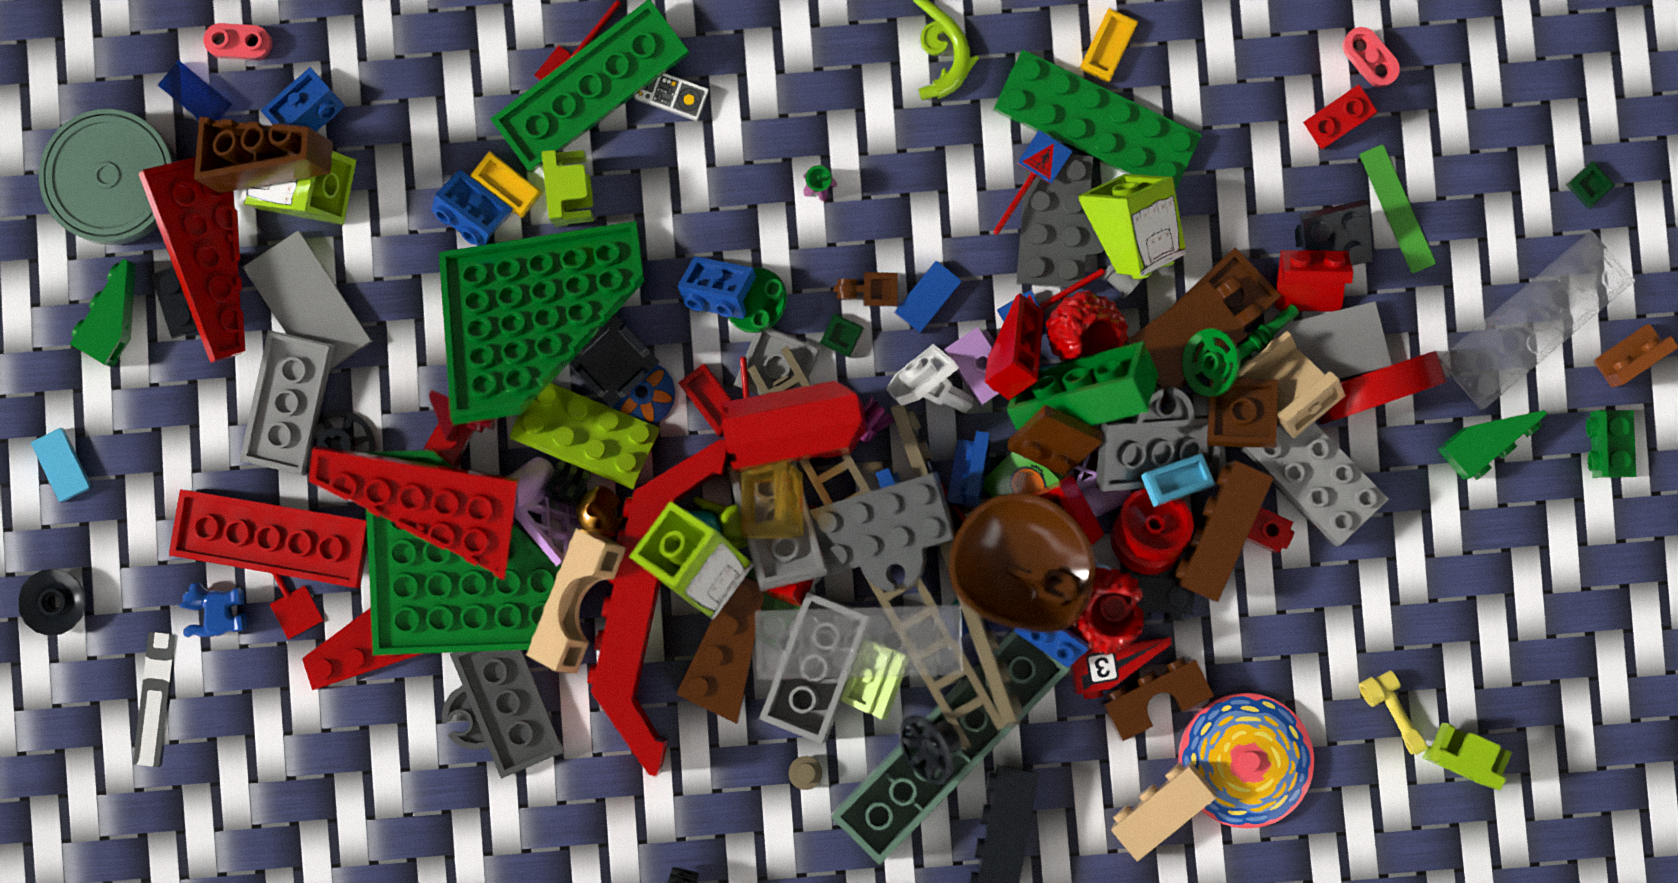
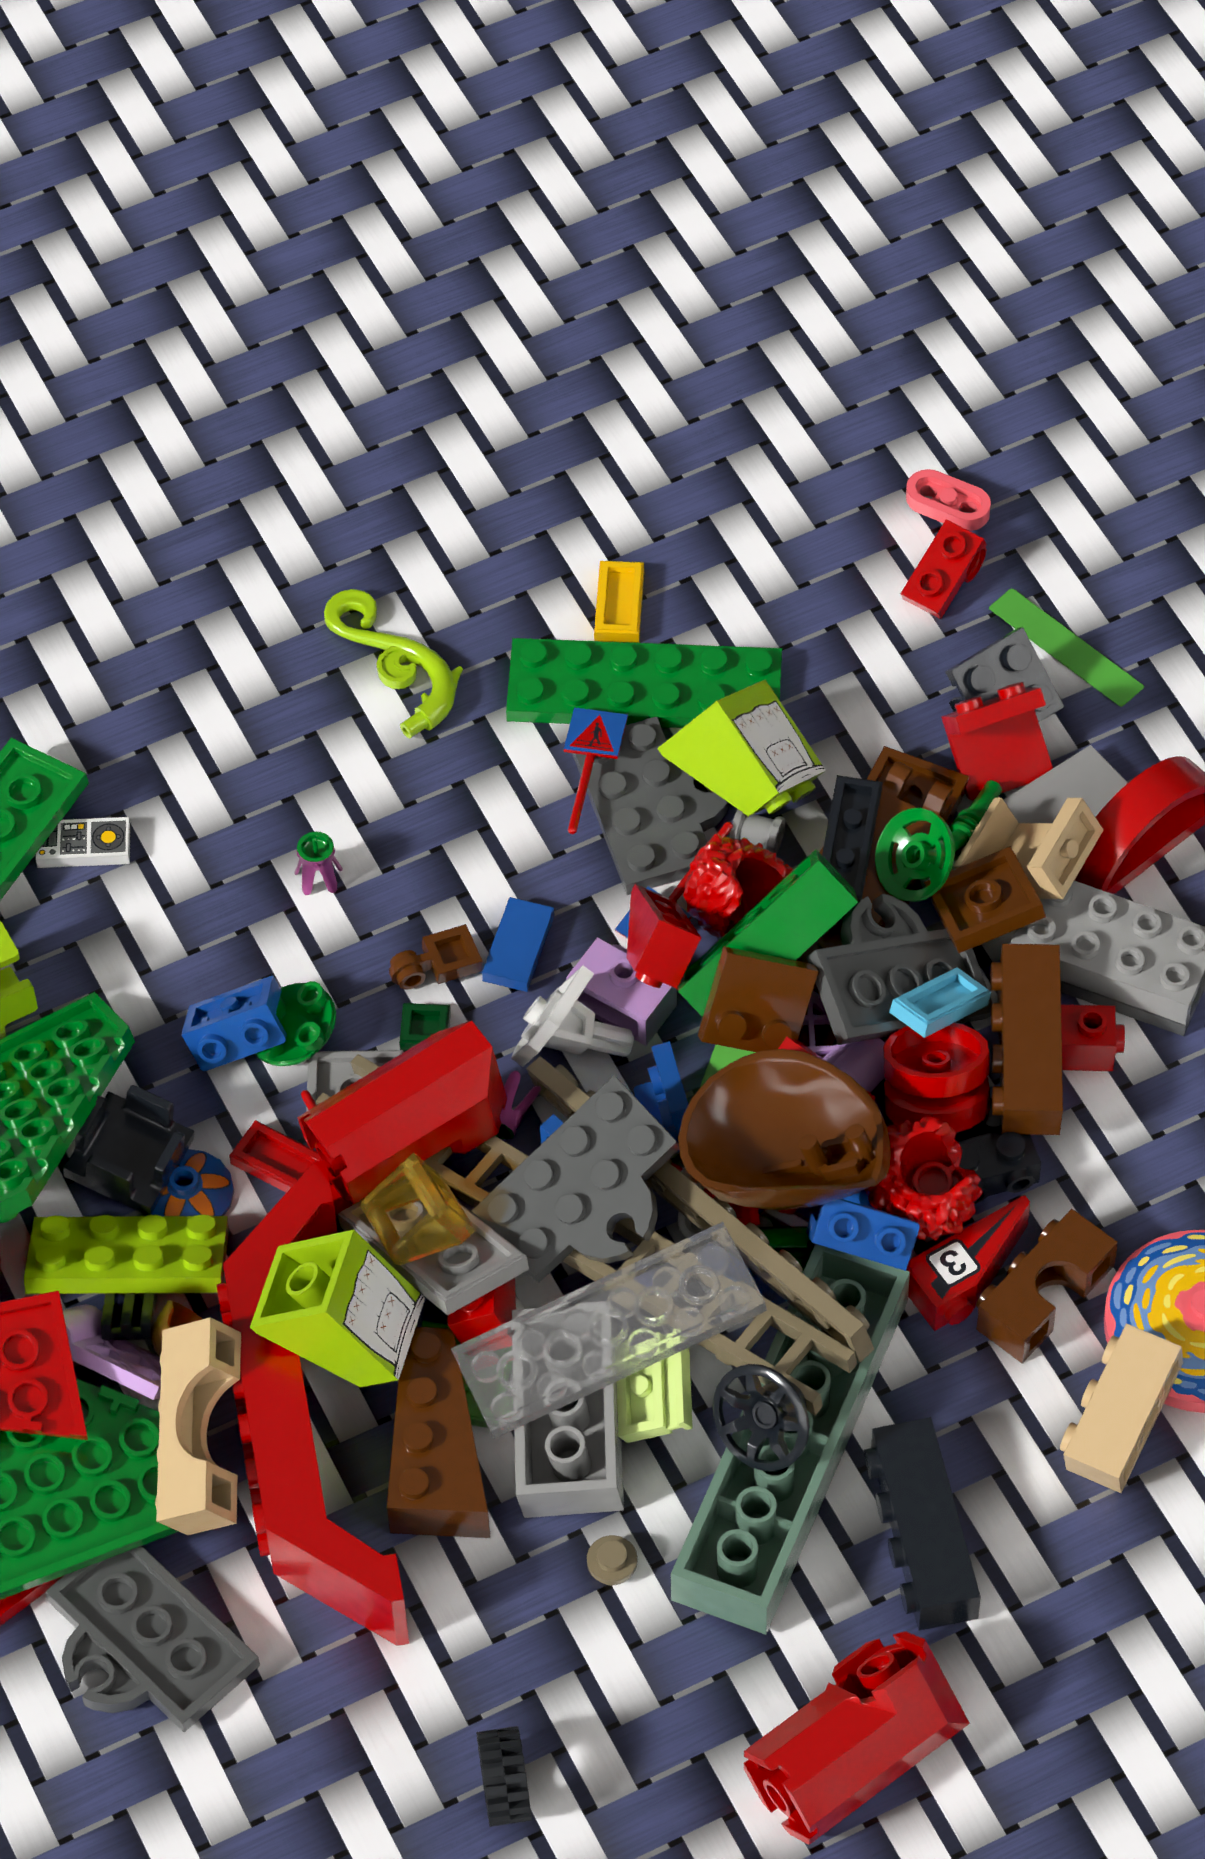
camera: 20 degrees left, 30 degrees down
(1177, 320) = (852, 828): none -> black tile

